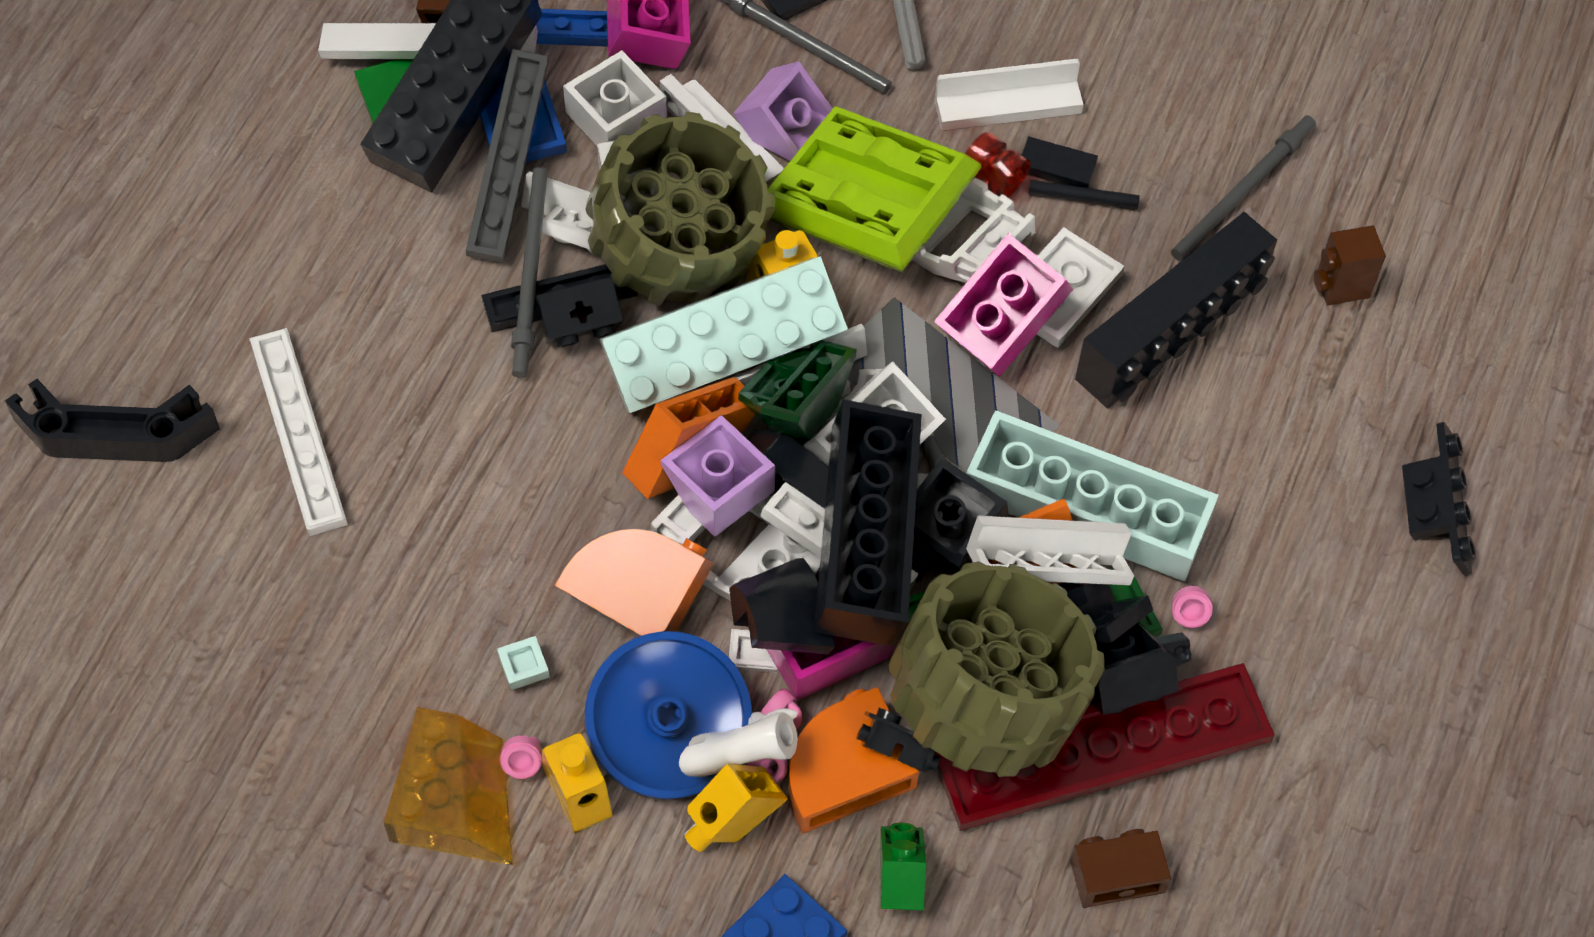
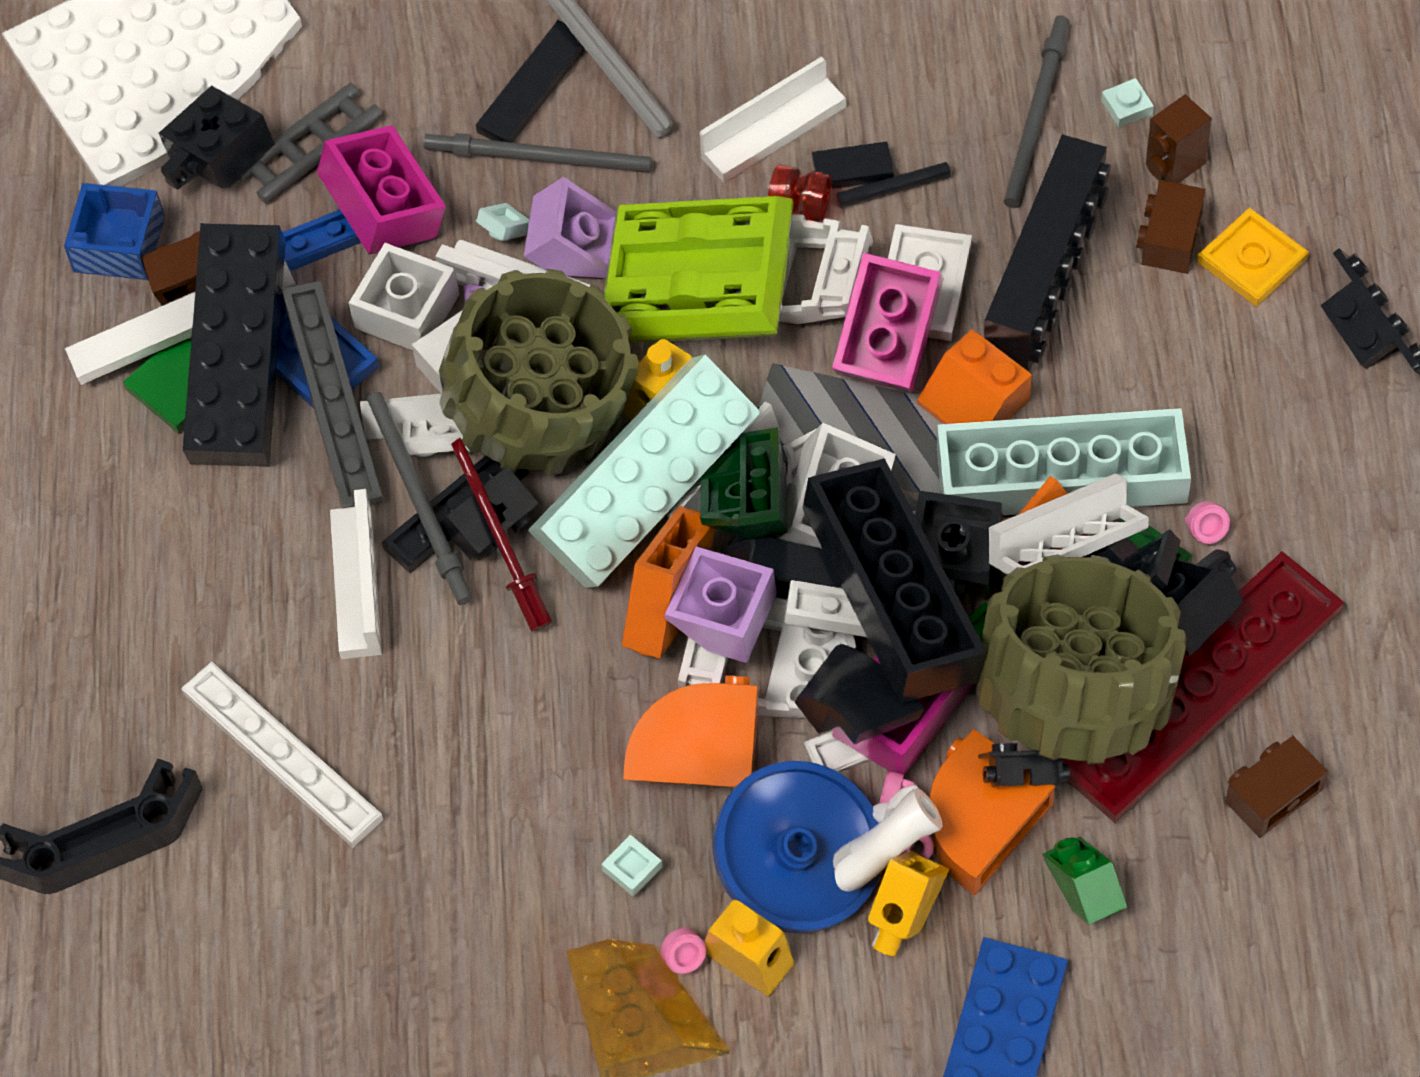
camera: 20 degrees left, 0 degrees up
(443, 315) = (355, 579): none -> white fence
(572, 384) = (522, 586): none -> dark red piece
(734, 78) = (503, 222): none -> light aqua plate
(1054, 393) = (975, 384): none -> orange slope
(1305, 337) = (1172, 226): none -> reddish brown brick
(1327, 214) = (1127, 103): none -> light aqua plate
(1365, 396) = (1252, 257): none -> yellow tile

